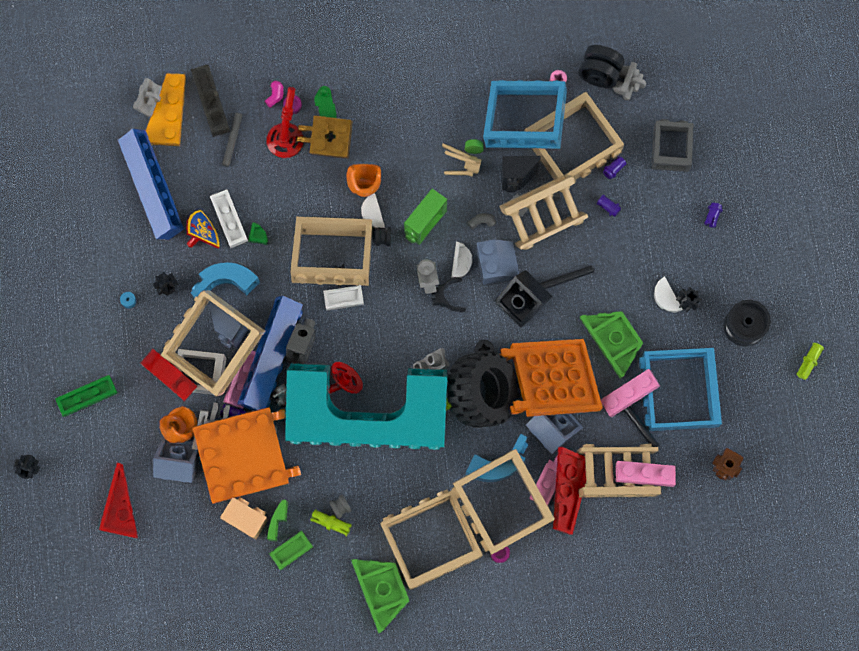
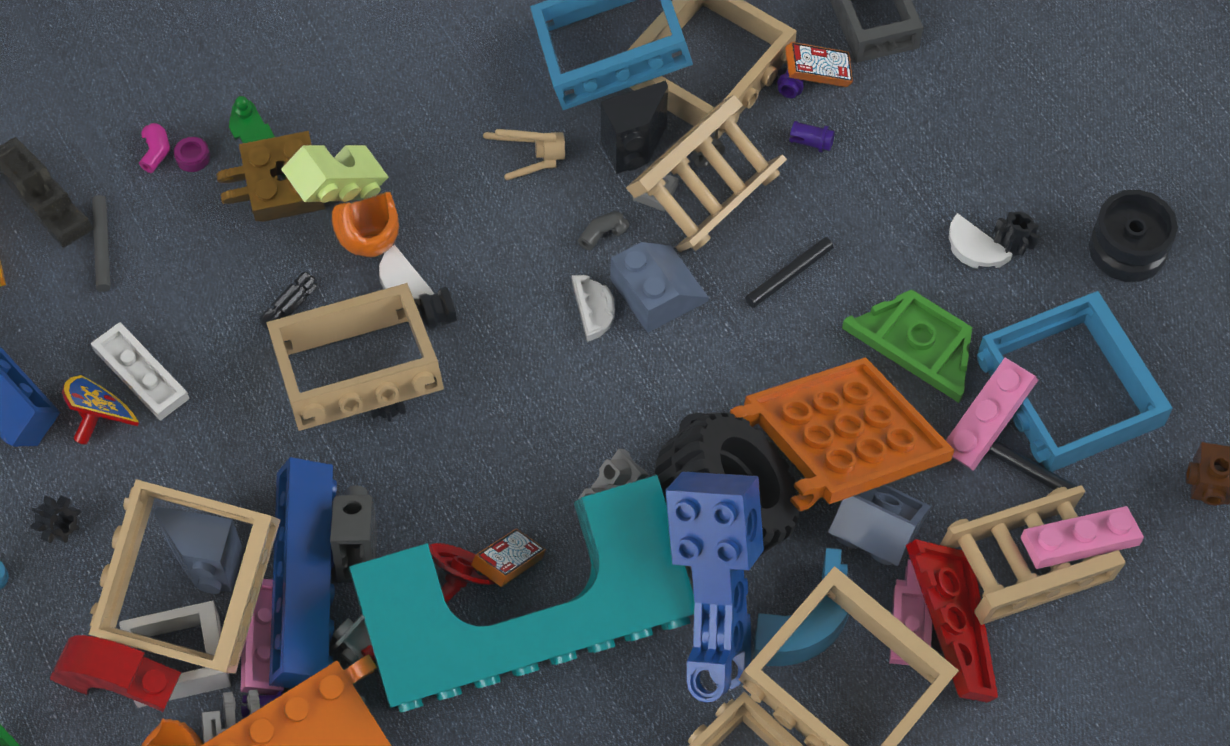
camera: 20 degrees left, 15 degrees down
(226, 273) = (174, 462): dark azure arch -> none
(257, 234) = (204, 382): green tile -> none
(283, 131) = (191, 197): red dish -> none
(312, 205) = (290, 299): none -> black axle
(343, 297) = (403, 435): white tile -> none
(347, 149) = (325, 178): none -> yellowish green arch
(369, 381) = (508, 557): none -> tile
(425, 217) = (502, 247): bright green window -> none
(427, 275) = (544, 339): light grey hips -> none
(440, 299) = (581, 375): black helmet -> none
(464, 418) = (720, 535): none -> blue brick
(474, 146) = (541, 117): bright green tile -> none
(523, 298) = (729, 327): black slope -> none
(628, 166) = (818, 64): none -> tile
(713, 214) = (992, 92): dark purple pin -> none

